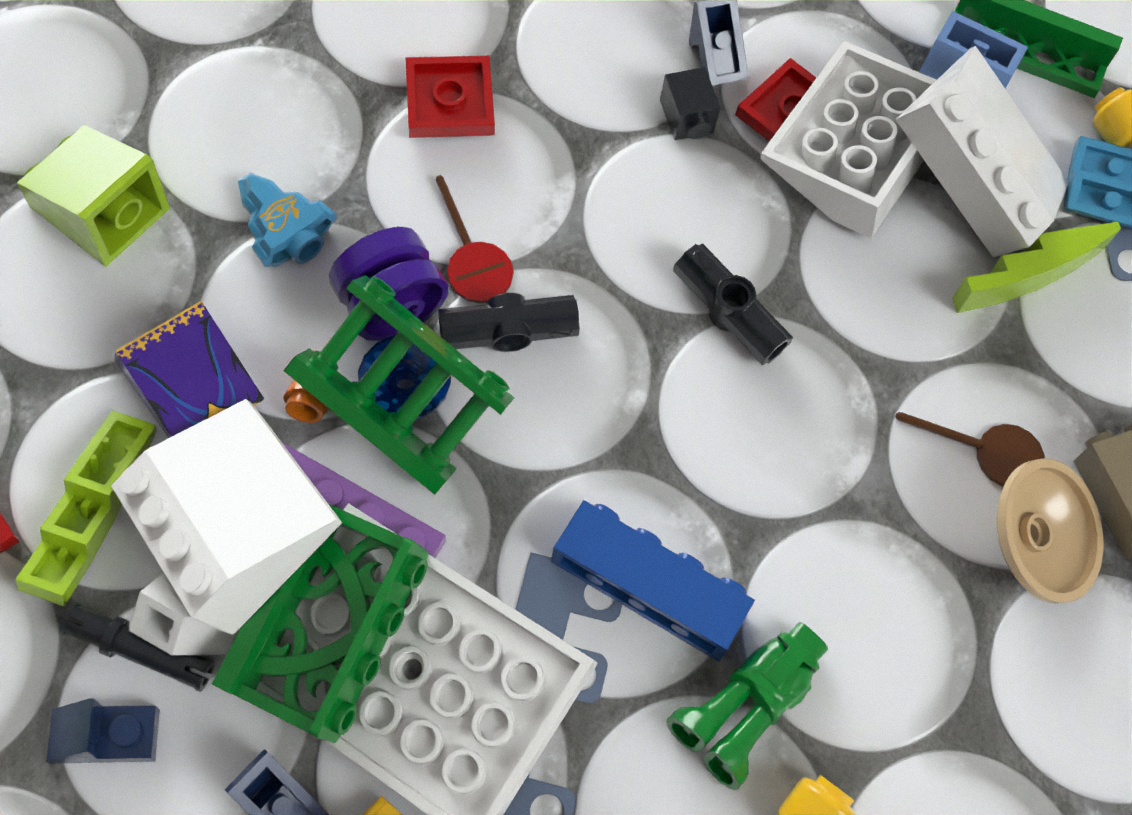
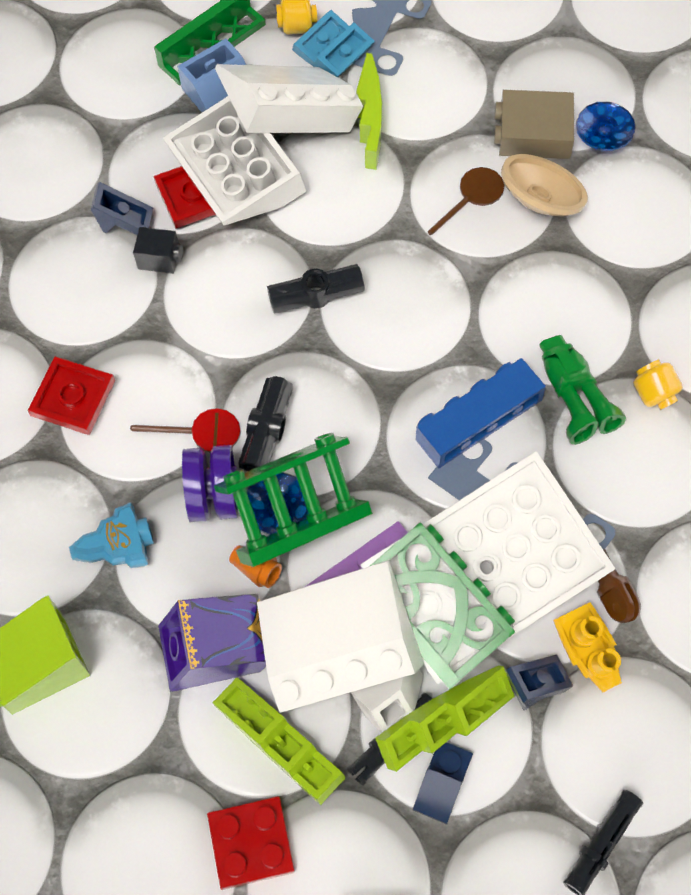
camera: 55 degrees left, 0 degrees up
(182, 696) = (444, 716): none -> lime slope

